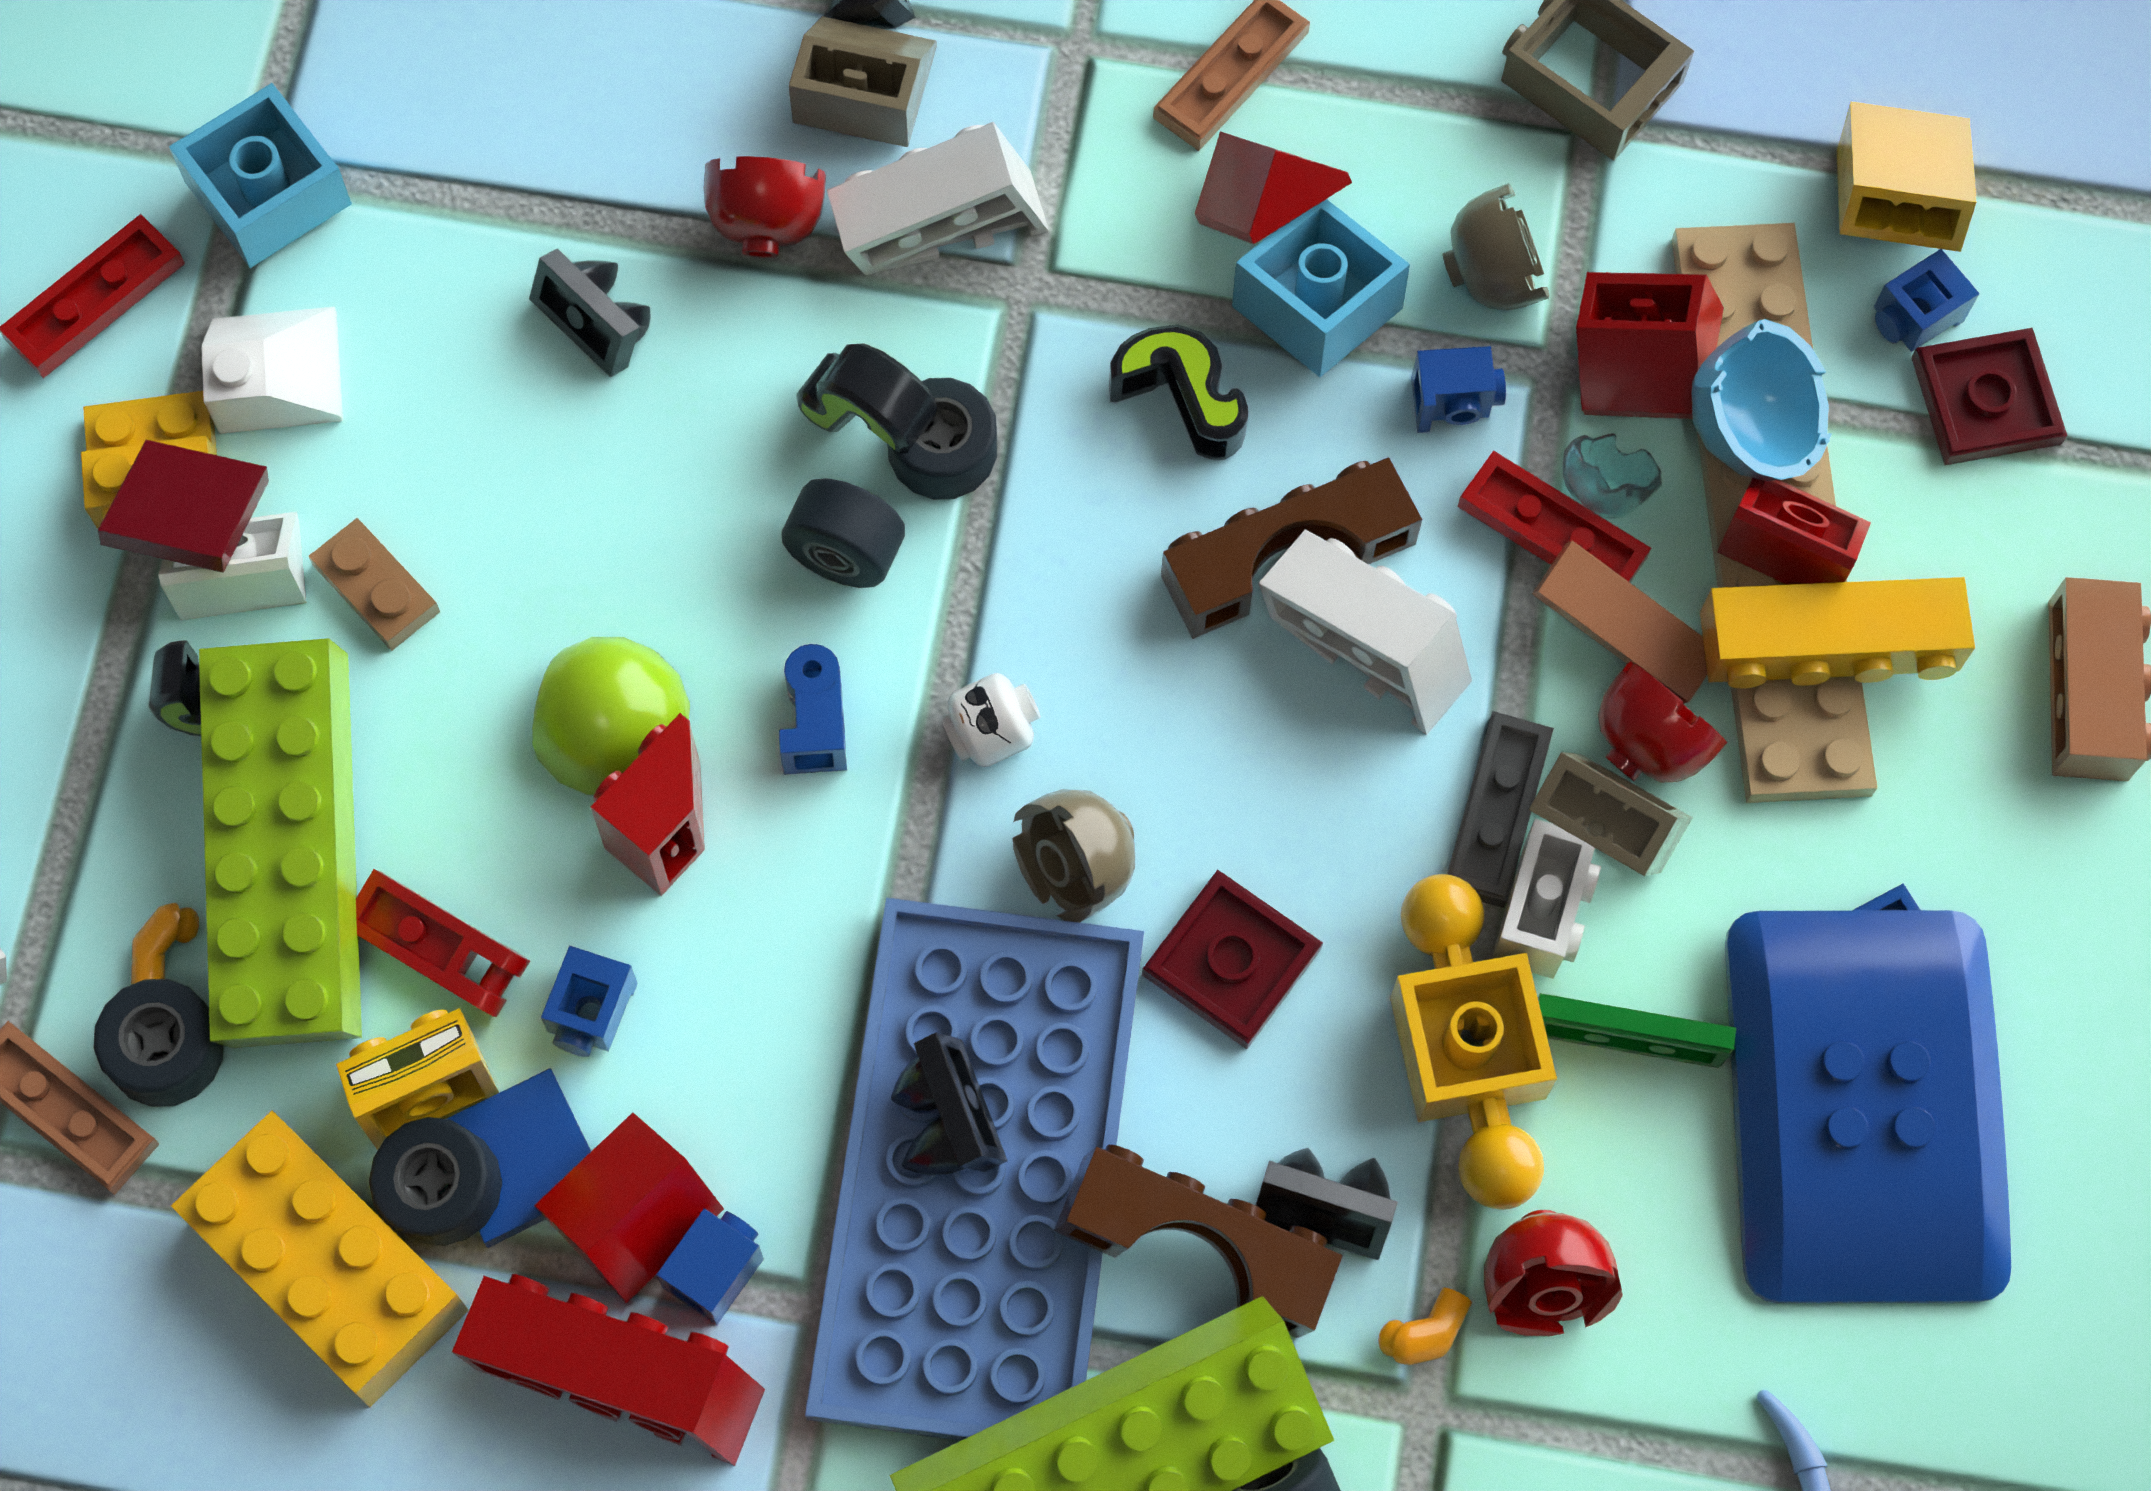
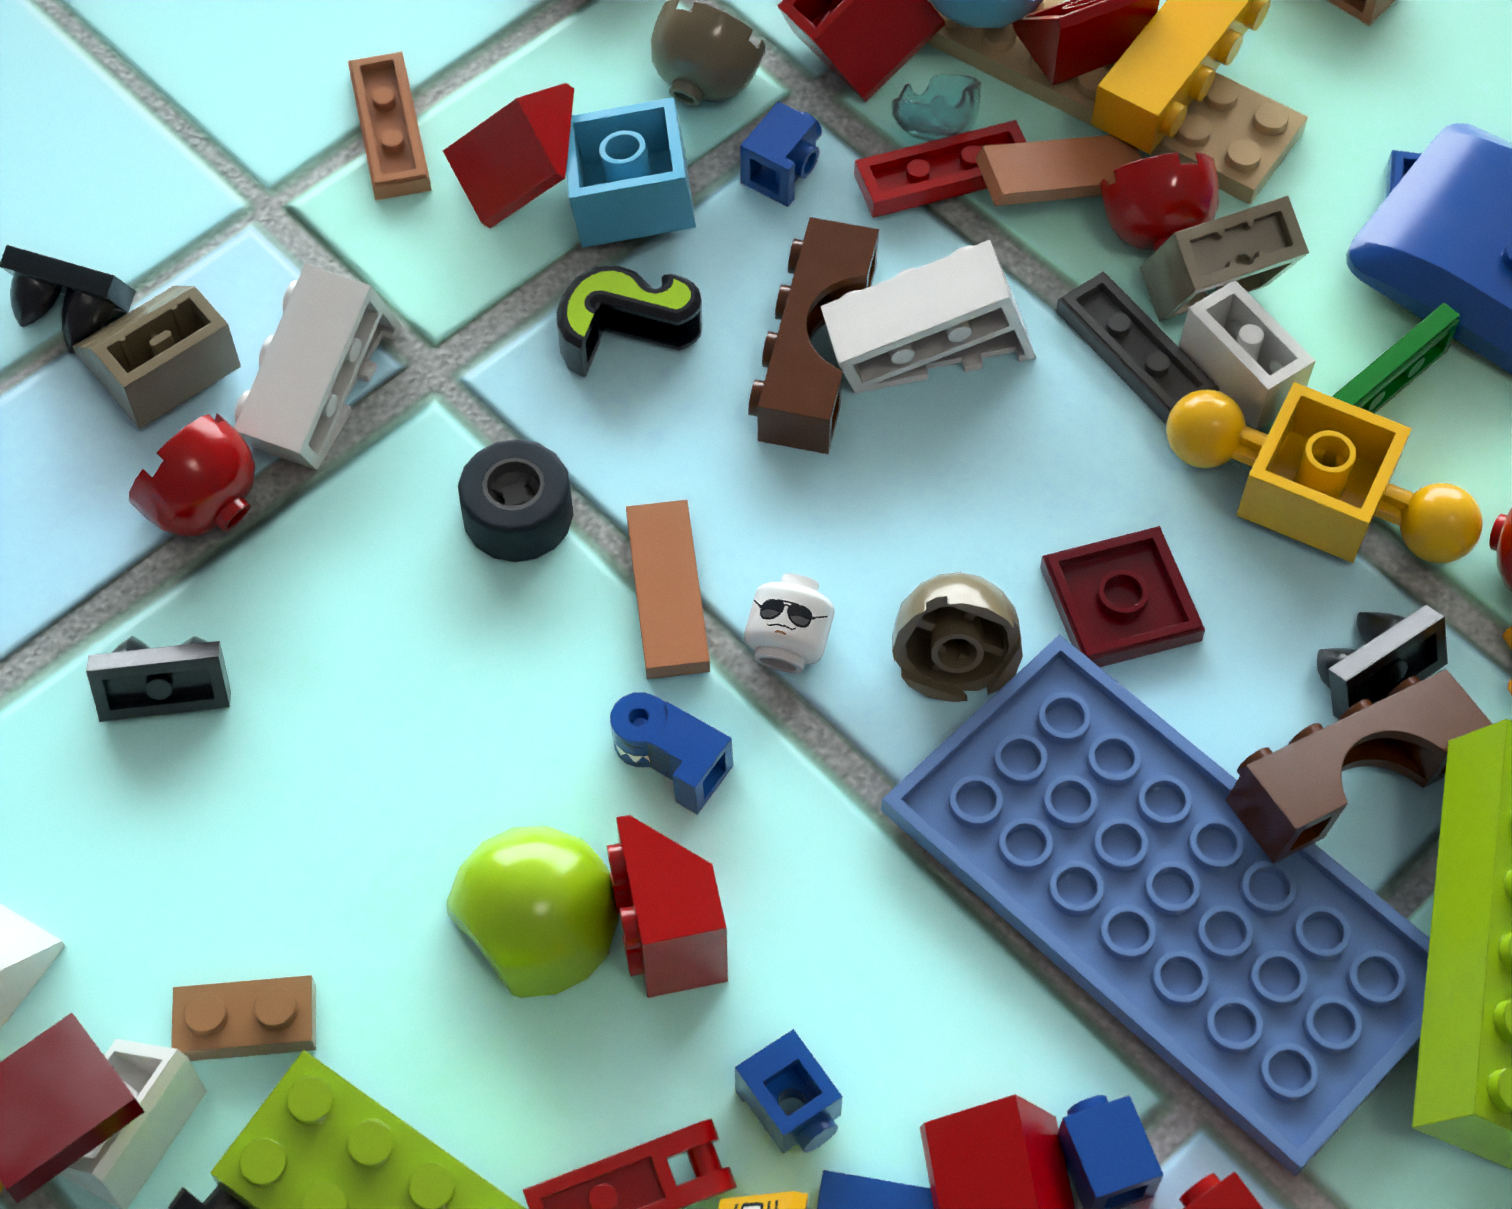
camera: 50 degrees left, 10 degrees down
(843, 533) = (540, 614): black wheel -> none
(869, 386) = (427, 510): black animal -> none
(959, 607) = (667, 589): none -> nougat tile
(965, 1131) = (1144, 878): black tile -> none

